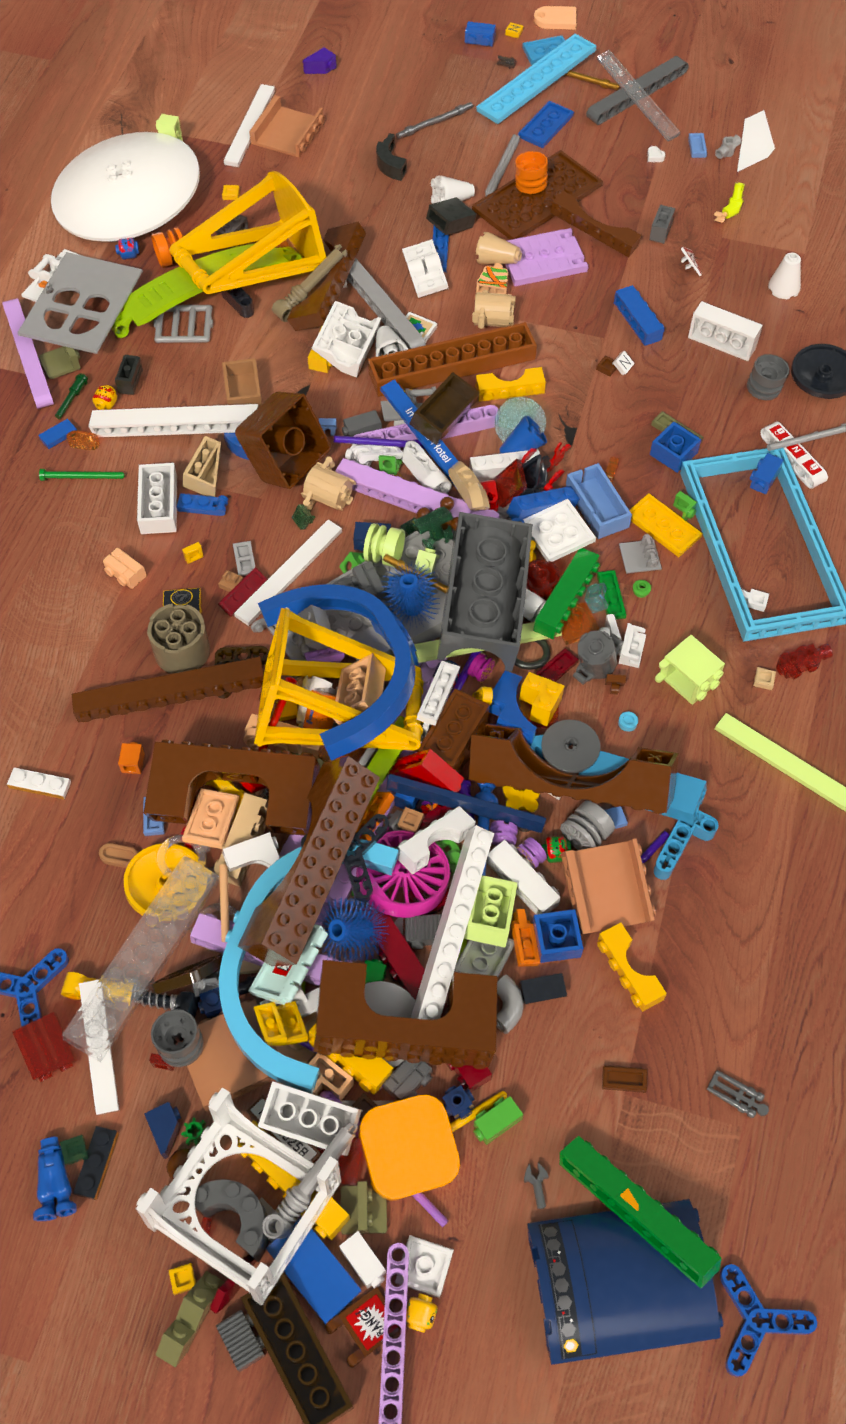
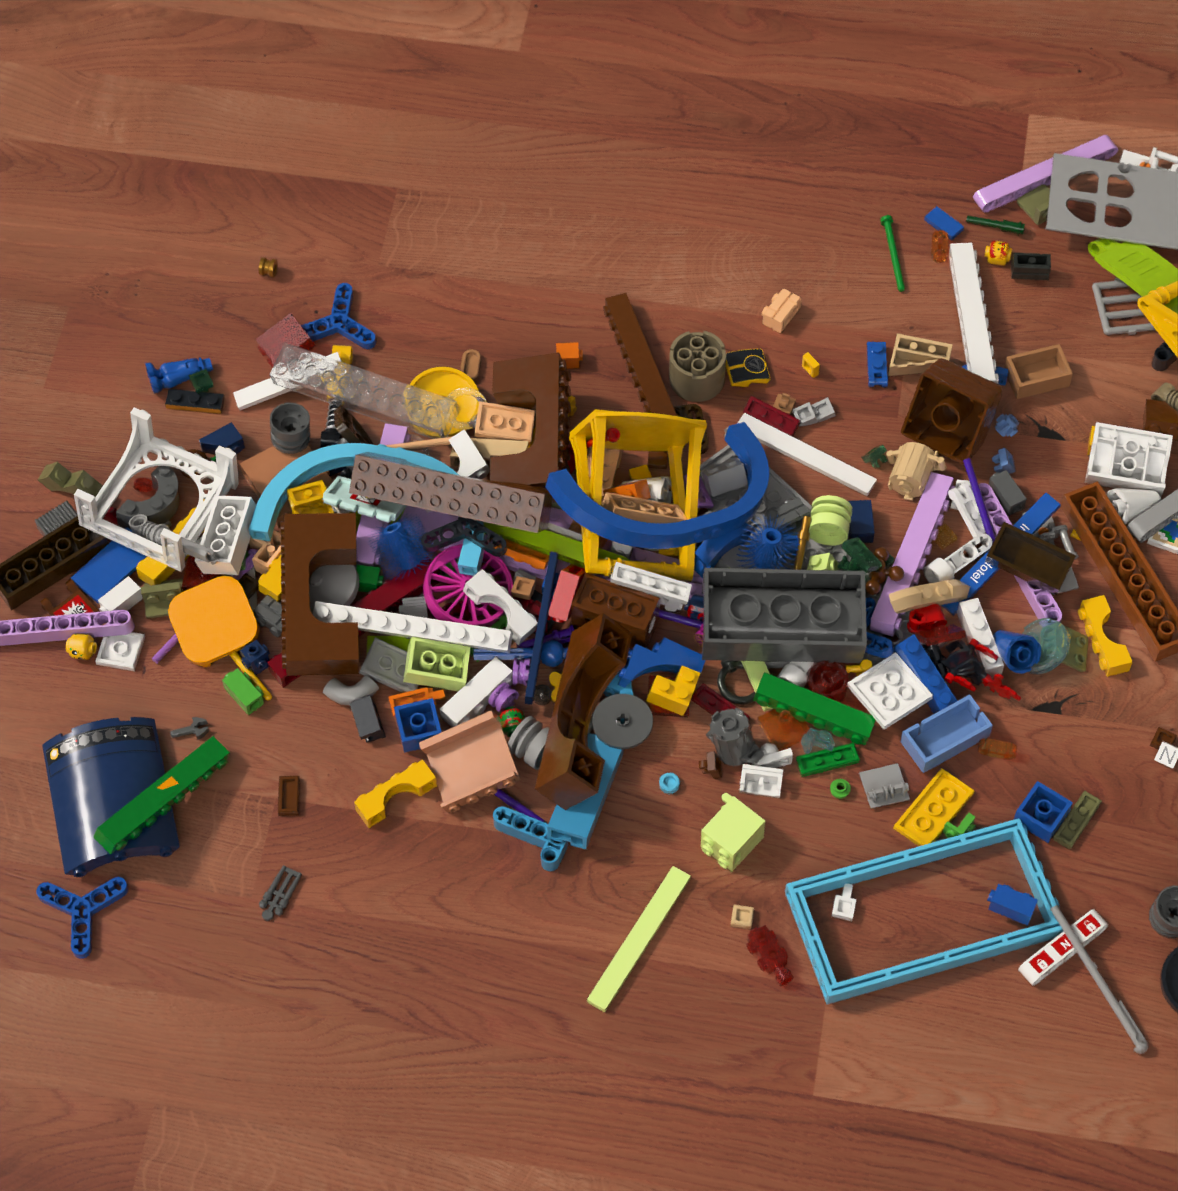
camera: 85 degrees right, 0 degrees up
(39, 783) = (535, 291): white plate -> none
(157, 498) = (870, 320): white brick -> none
(182, 1278) = (103, 474): yellow tile -> none
(391, 464) = (958, 528): bright green bracket -> none
(484, 694) = (661, 629): yellow beam -> none

